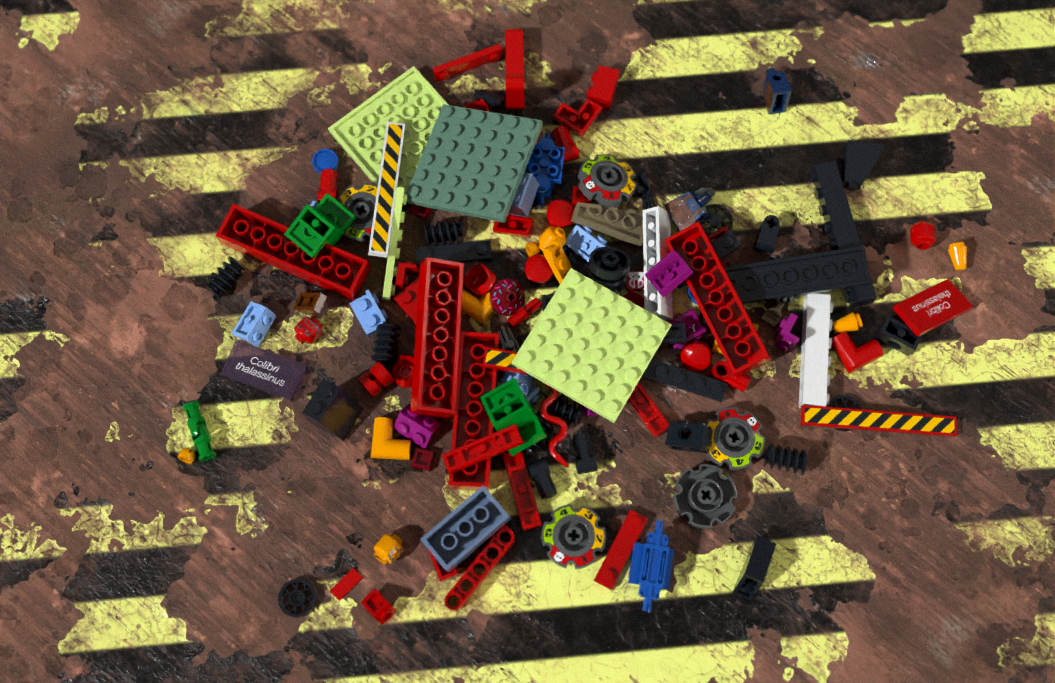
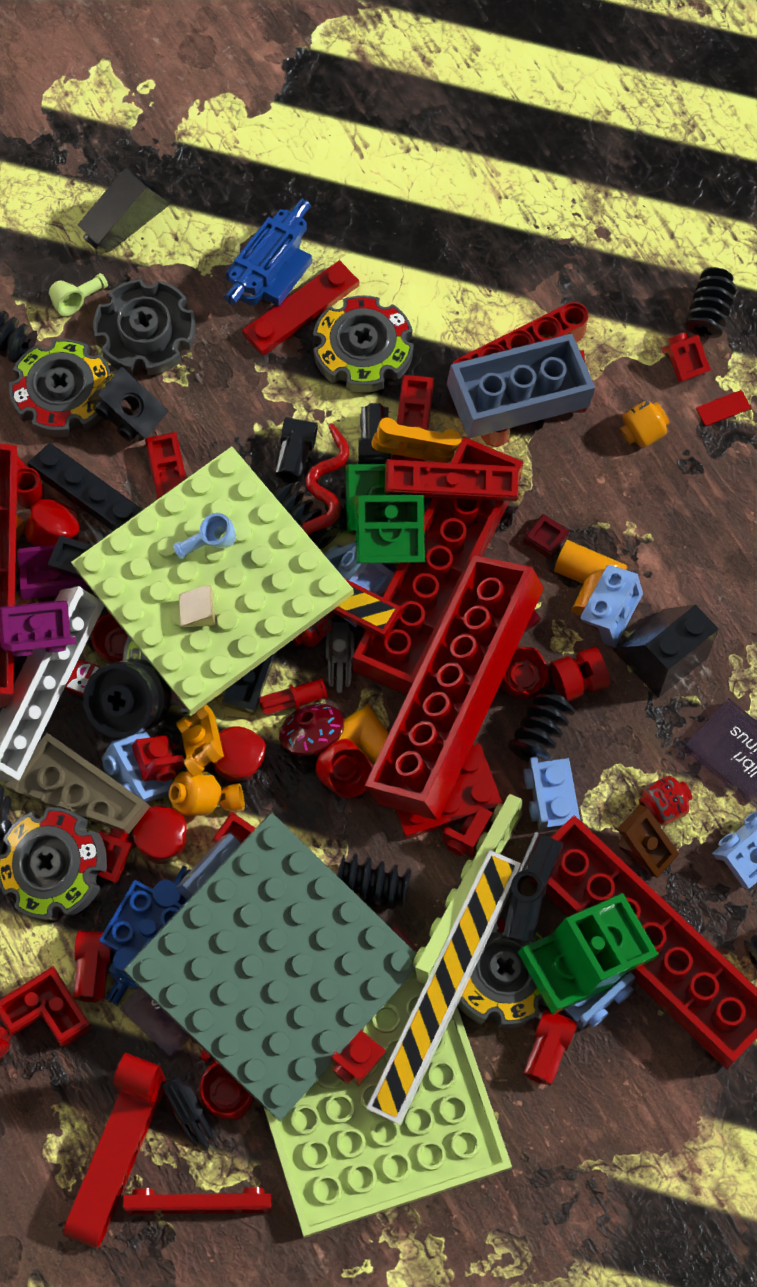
camera: 160 degrees left, 5 degrees down
(324, 160) = (537, 1108): blue piece -> none
(360, 245) = (525, 910): none -> black piece
(371, 426) = (613, 603): none -> light blue bracket
(372, 646) = (711, 303): none -> black piece
(416, 427) = (557, 587): magenta bracket -> none
(417, 143) = (357, 1059): none -> red bracket
(456, 252) = (348, 837): black plate -> none
(514, 476) = (415, 441): none -> light orange plate
(578, 248) = (156, 759): none -> red bracket
(589, 316) = (197, 607): none -> tan slope
(600, 355) = (210, 533): none -> light blue bar
(759, 499) = (69, 298): none -> yellowish green bar

